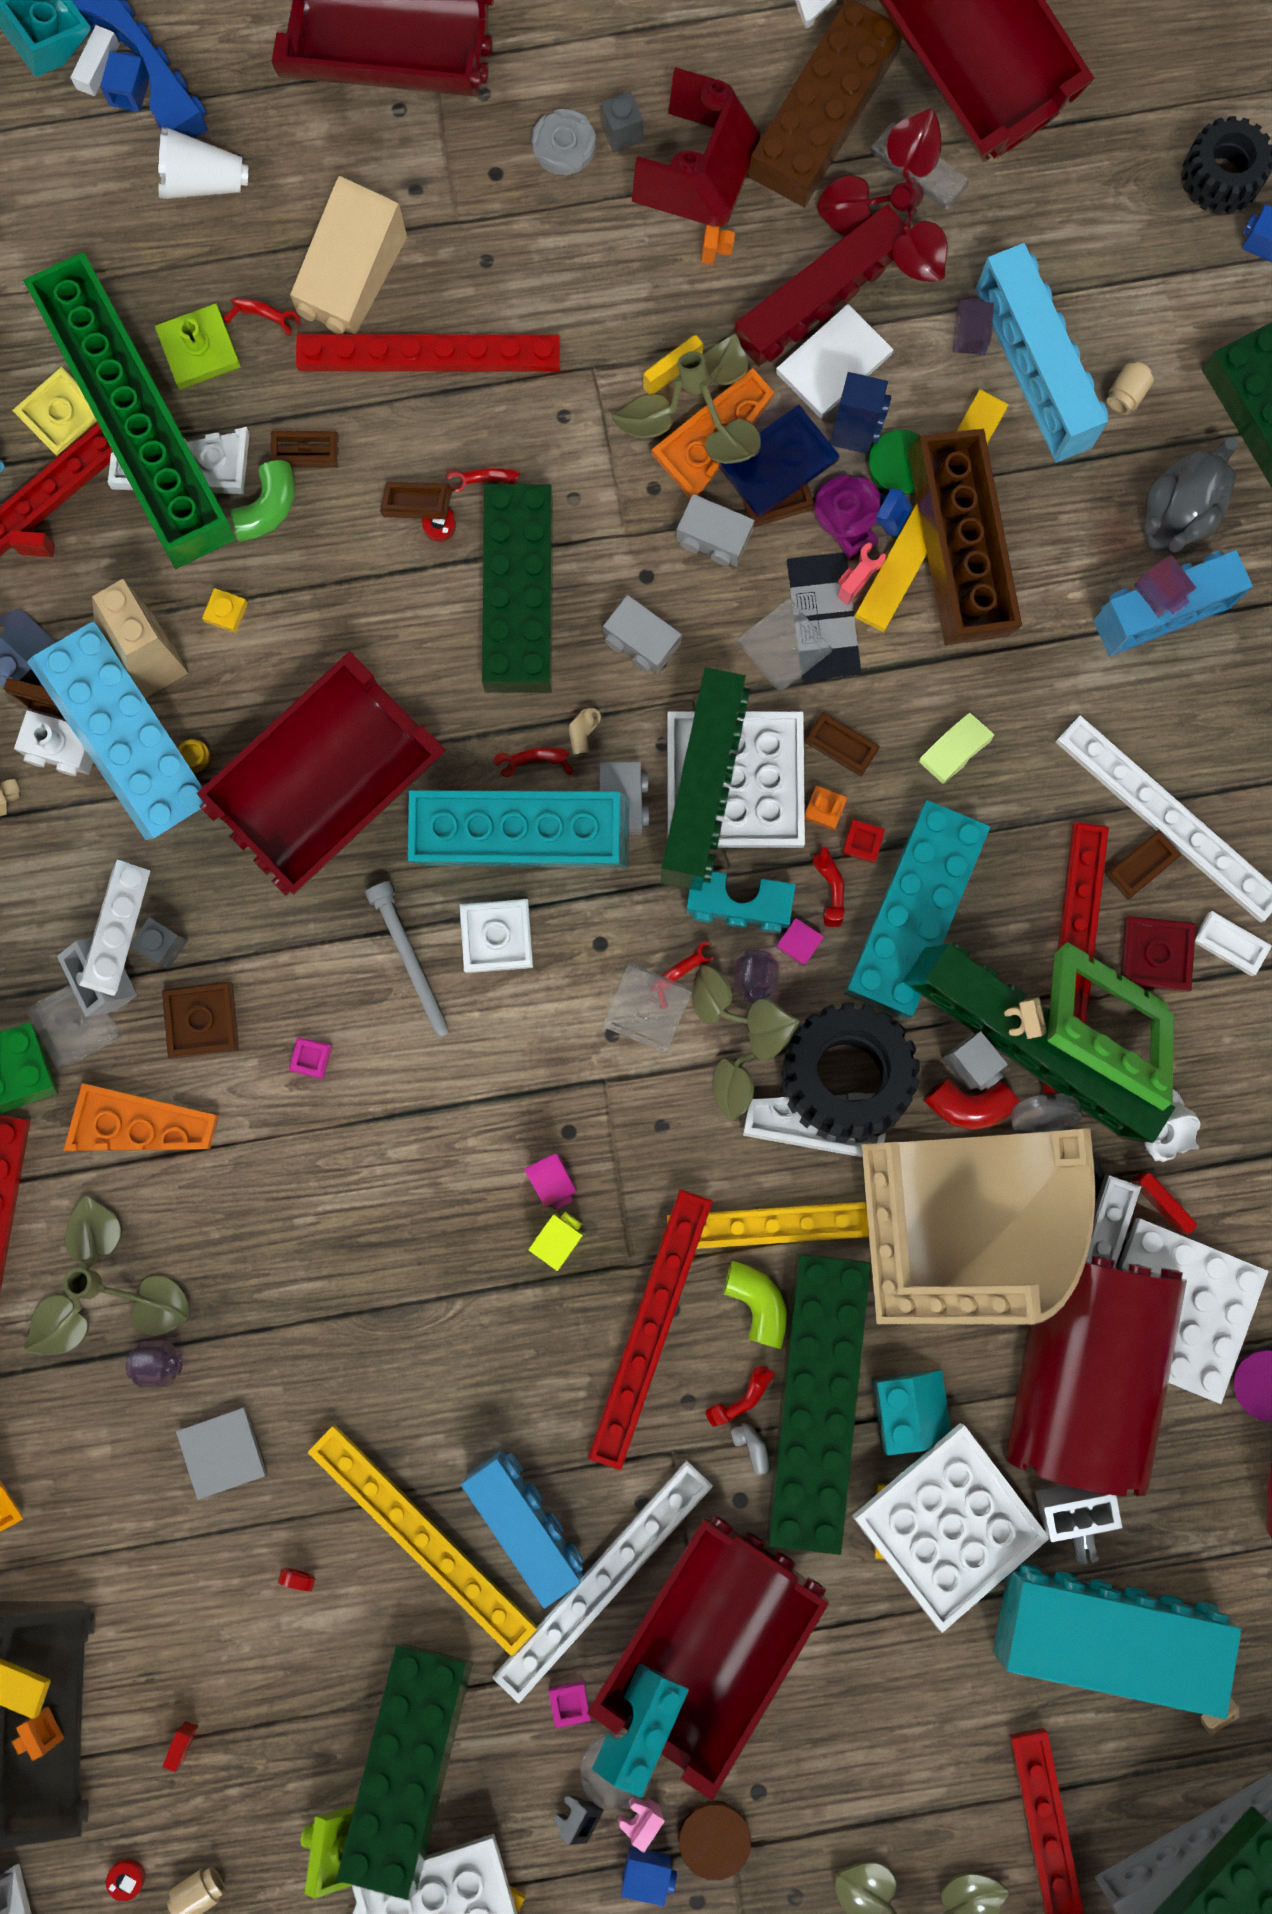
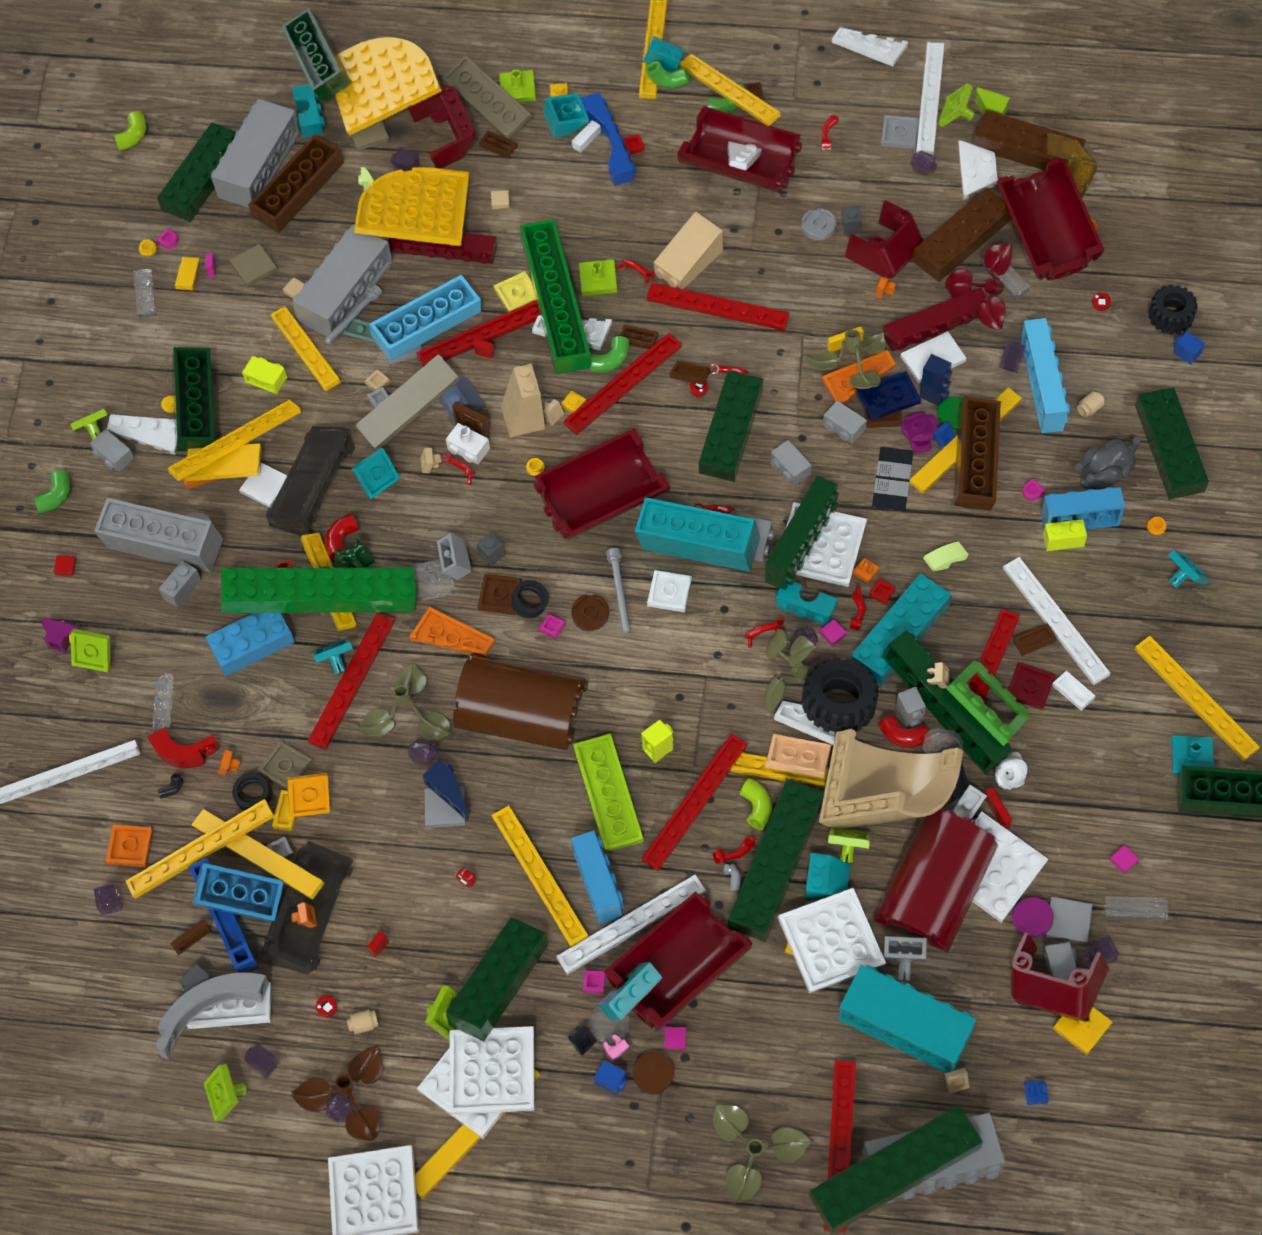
camera: 20 degrees right, 20 degrees down
(70, 792) = (461, 465): none -> red piece
(115, 928) = (471, 534): white plate -> none
(118, 730) = (504, 439): medium azure brick -> none
(125, 81) = (598, 148): blue brick -> none
(186, 57) = (633, 144): none -> red tile
(191, 640) = (552, 412): none -> tan tile
(197, 168) = (623, 195): white cone -> none
(213, 1425) = (443, 783): none -> dark blue slope
(260, 996) = (524, 611): none -> black tyre
(290, 1220) = (517, 702): none -> reddish brown cylinder
(302, 552) = (622, 384): none -> red plate
(369, 1014) = (590, 612): none -> reddish brown tile
(391, 35) = (742, 155): none -> white wing
(496, 1352) = (608, 793): none -> lime plate
(551, 1181) = (663, 708): dark pink slope -> none
(580, 729) = (744, 501): tan arm -> none
(647, 1007) = (740, 643): clear tile -> none
(741, 1774) = (675, 1038): none -> dark pink tile
(784, 645) = (866, 486): clear tile -> none
(804, 1195) = (798, 756): none -> light nougat tile
(842, 744) = (884, 542): reddish brown tile -> none
(855, 579) = (915, 461): coral plate -> none
(935, 1343) = (849, 839): none -> lime tile
(1070, 579) = (1033, 490): none -> dark pink tile
(1097, 178) = (1101, 301): none -> red tile
(1149, 655) = (1064, 535): none -> neon yellow brick
(1165, 587) = (1074, 493): clear pink brick -> none

